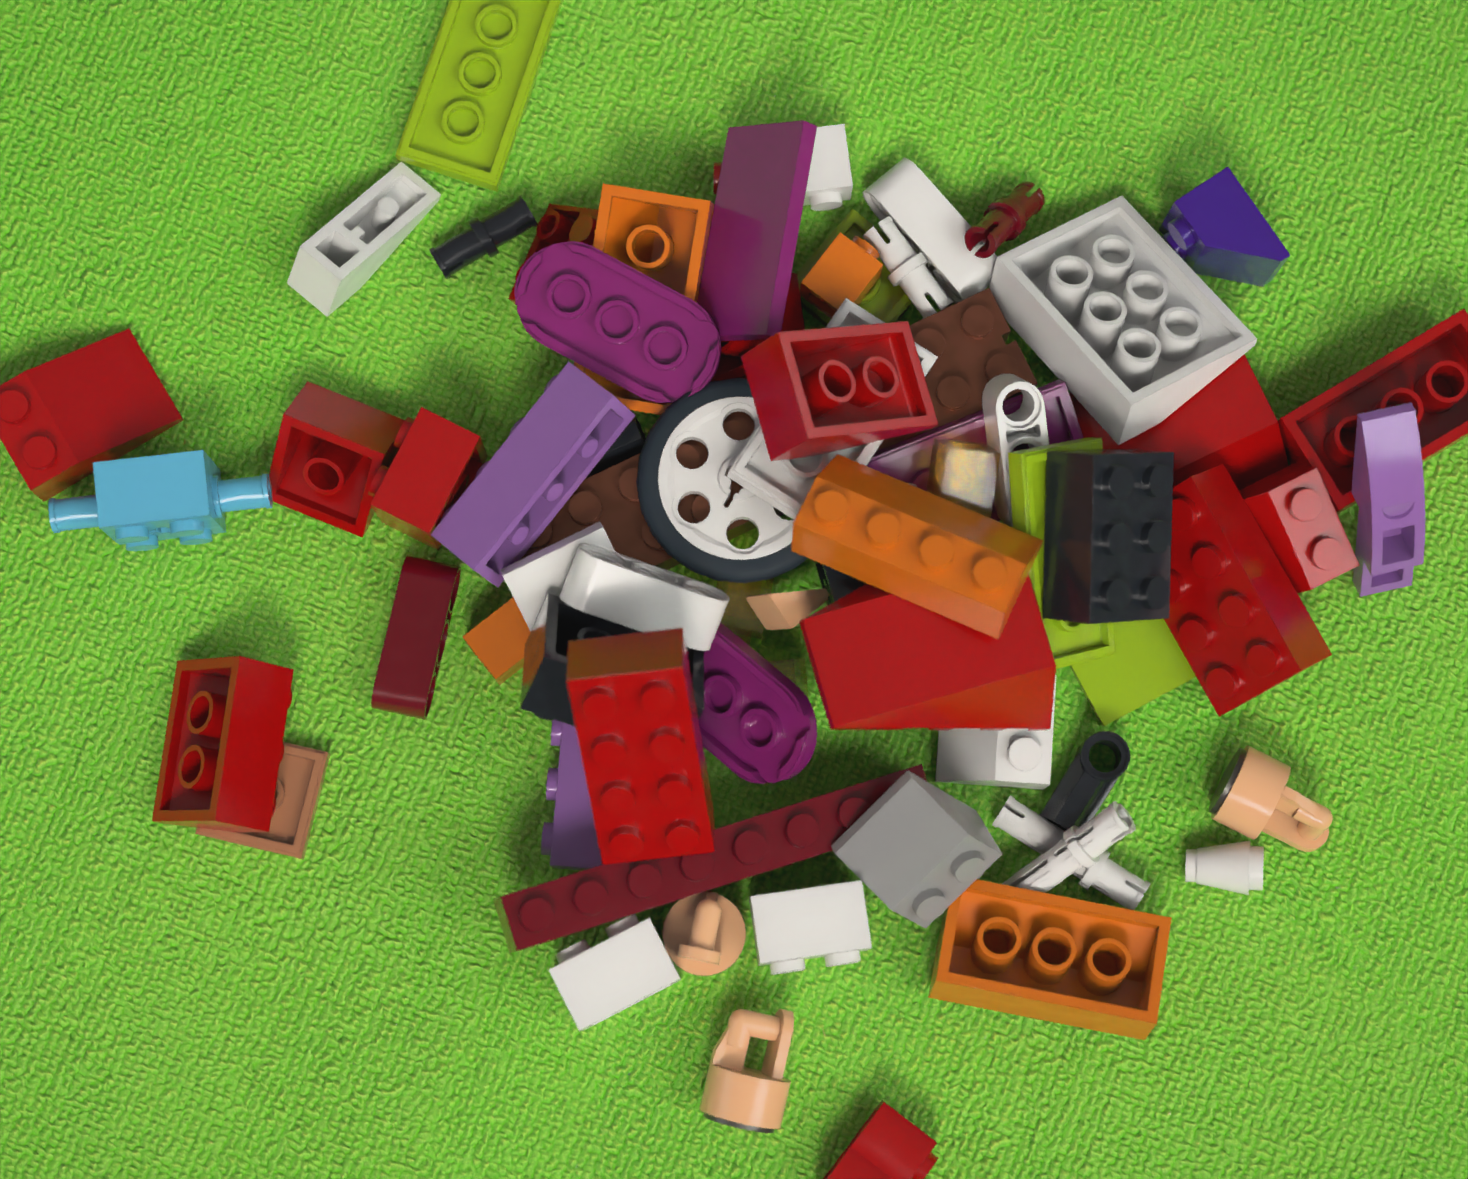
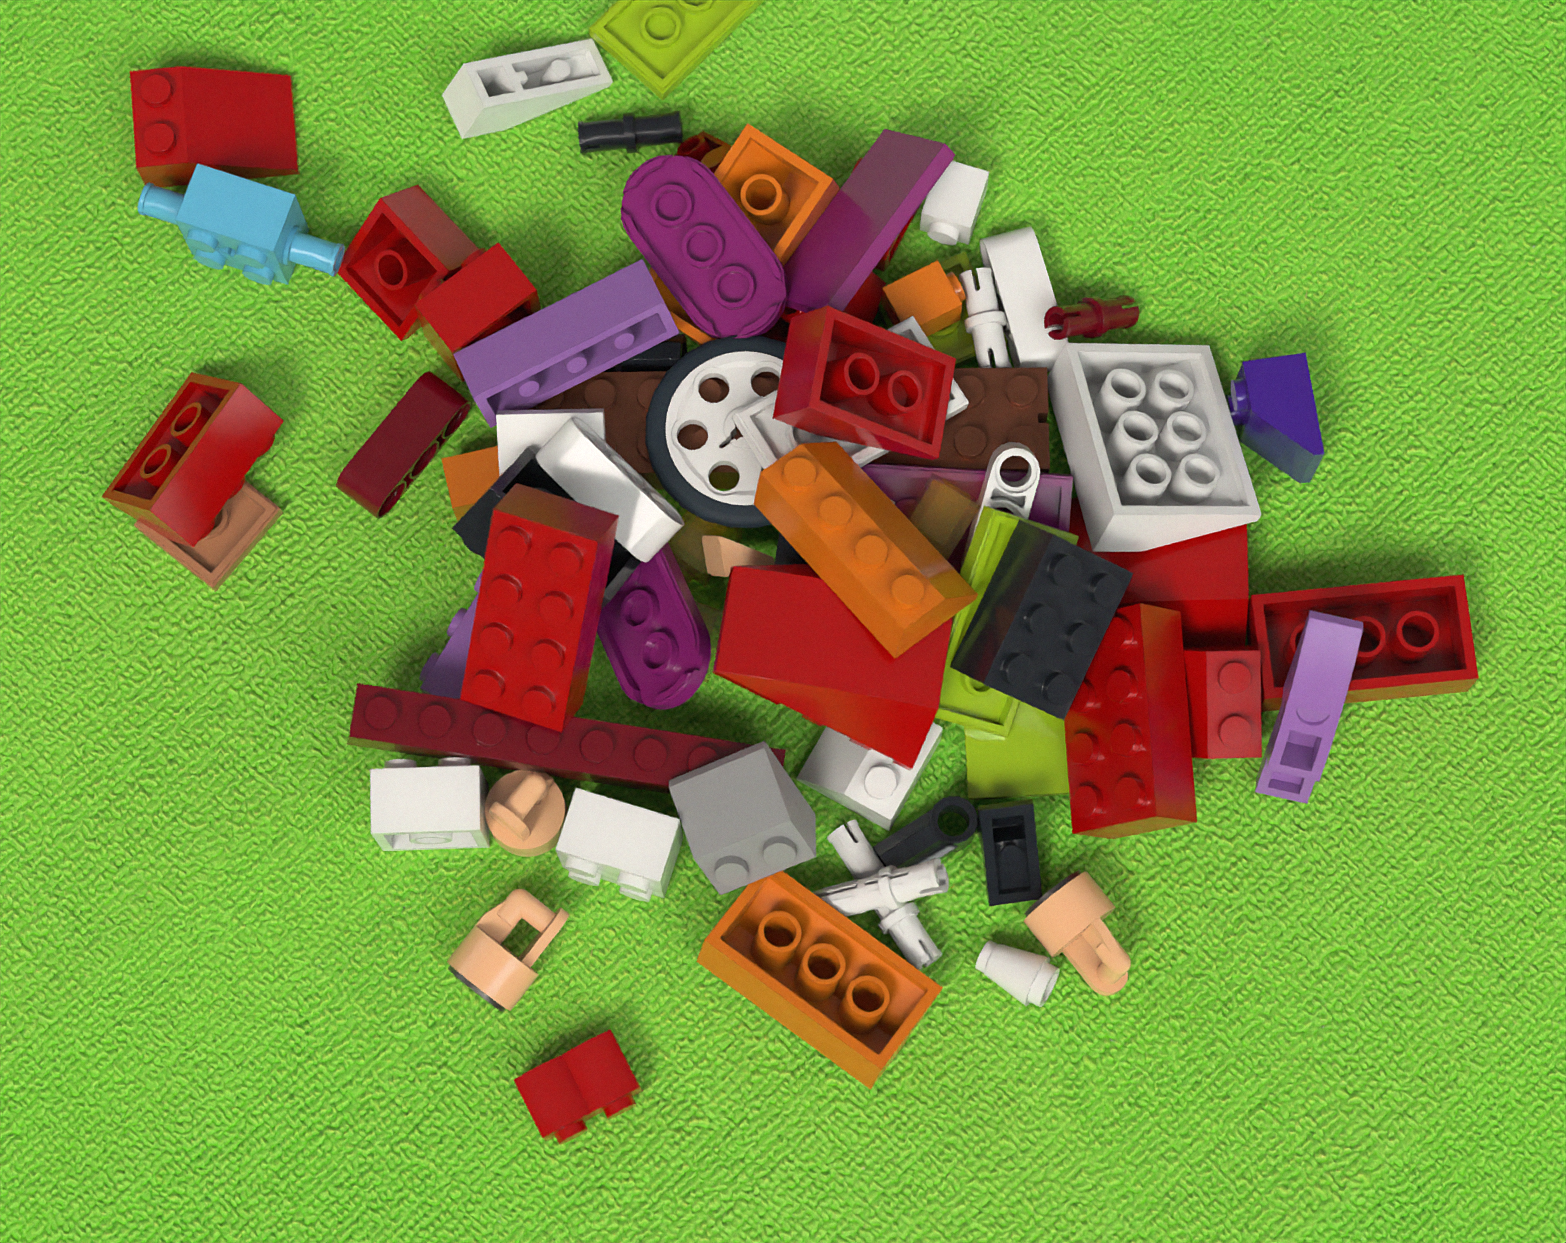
camera: 30 degrees right, 5 degrees down
(1169, 761) = (1009, 852): none -> black slope

